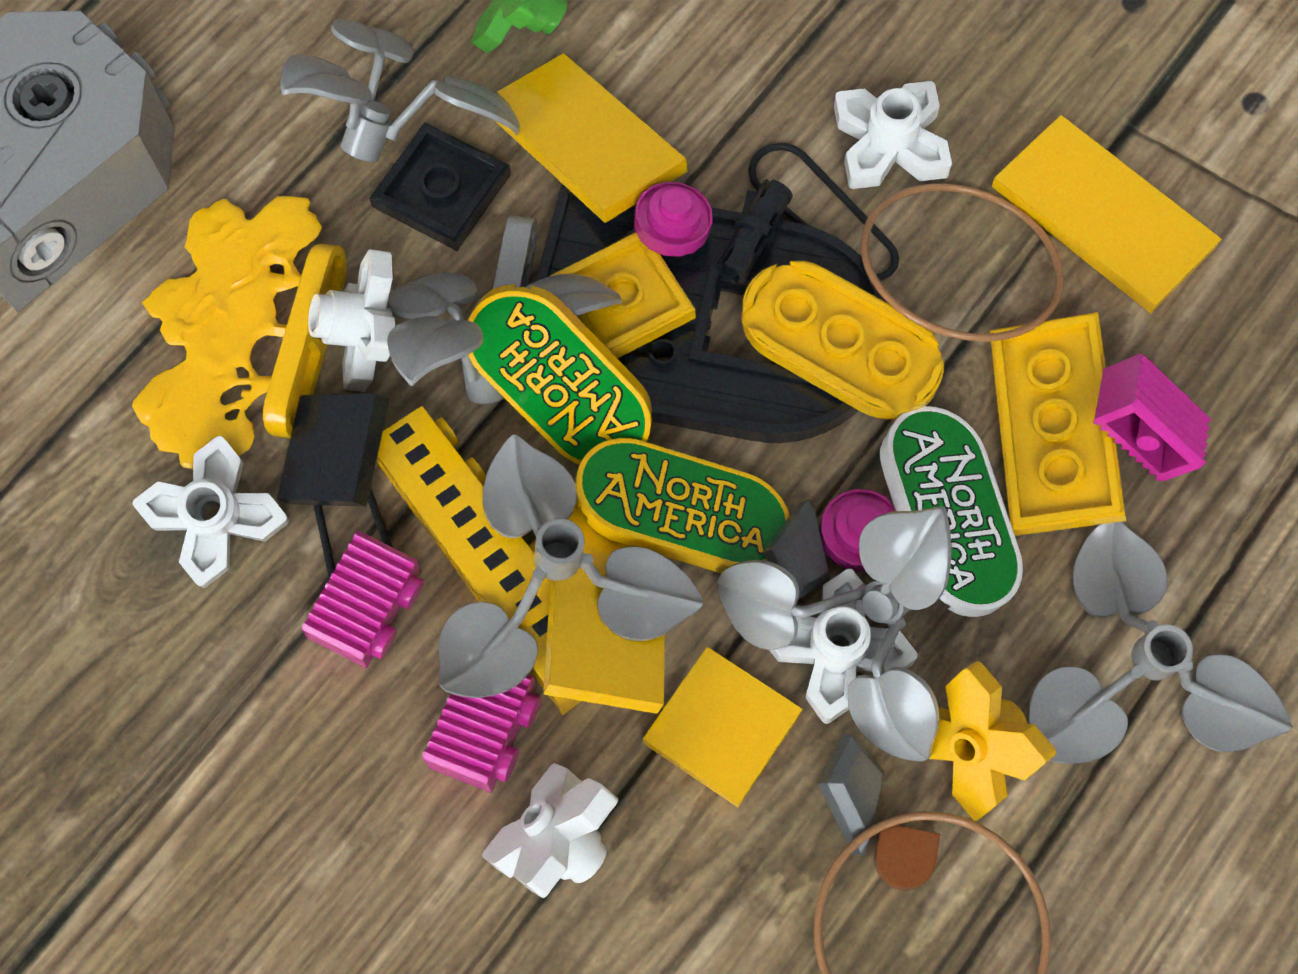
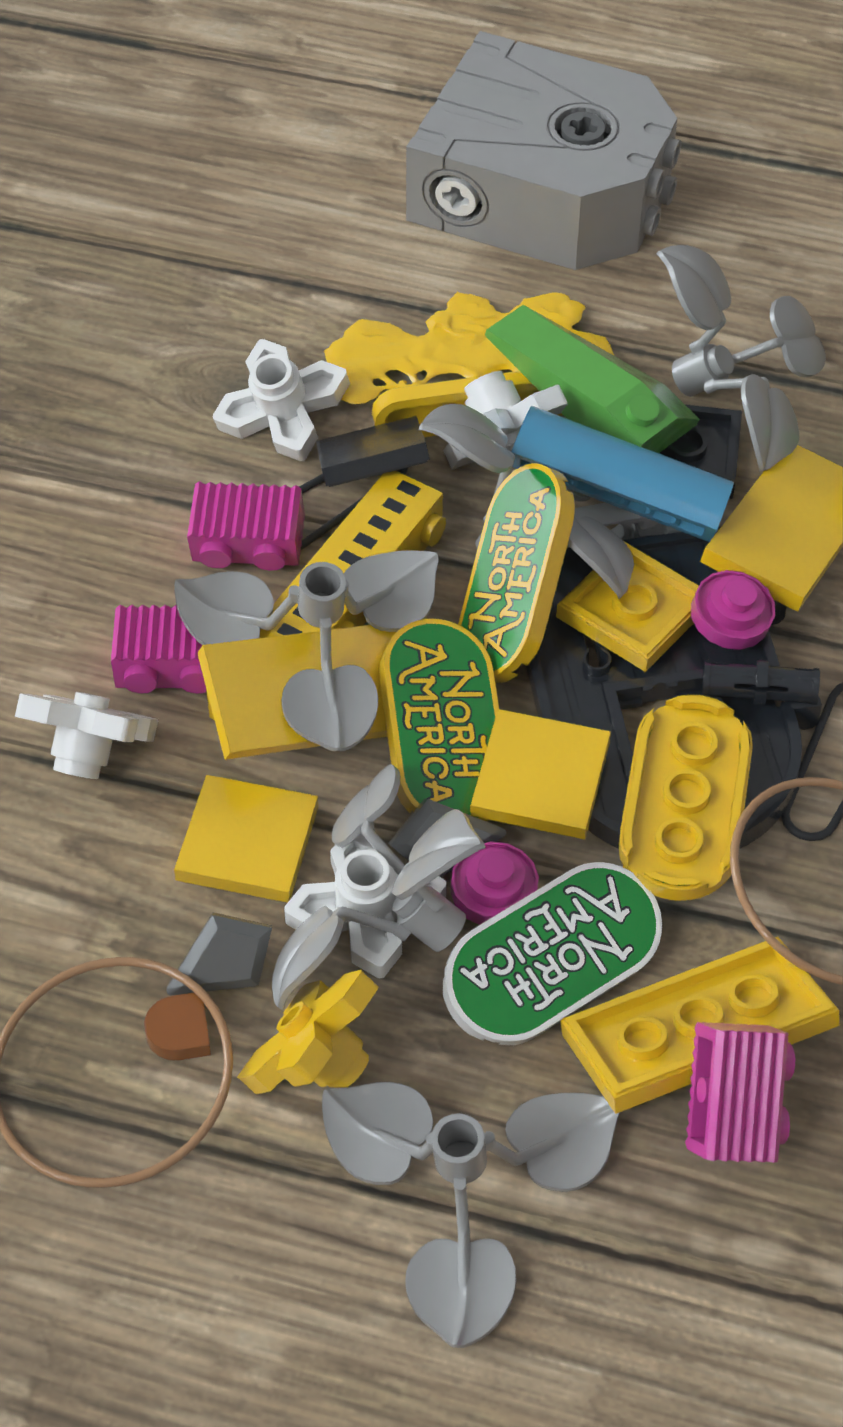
camera: 65 degrees right, 15 degrees down
(392, 209) = (596, 384): none -> bright green wedge
(489, 239) = (624, 473): none -> dark azure brick
(773, 445) = (540, 774): none -> yellow tile

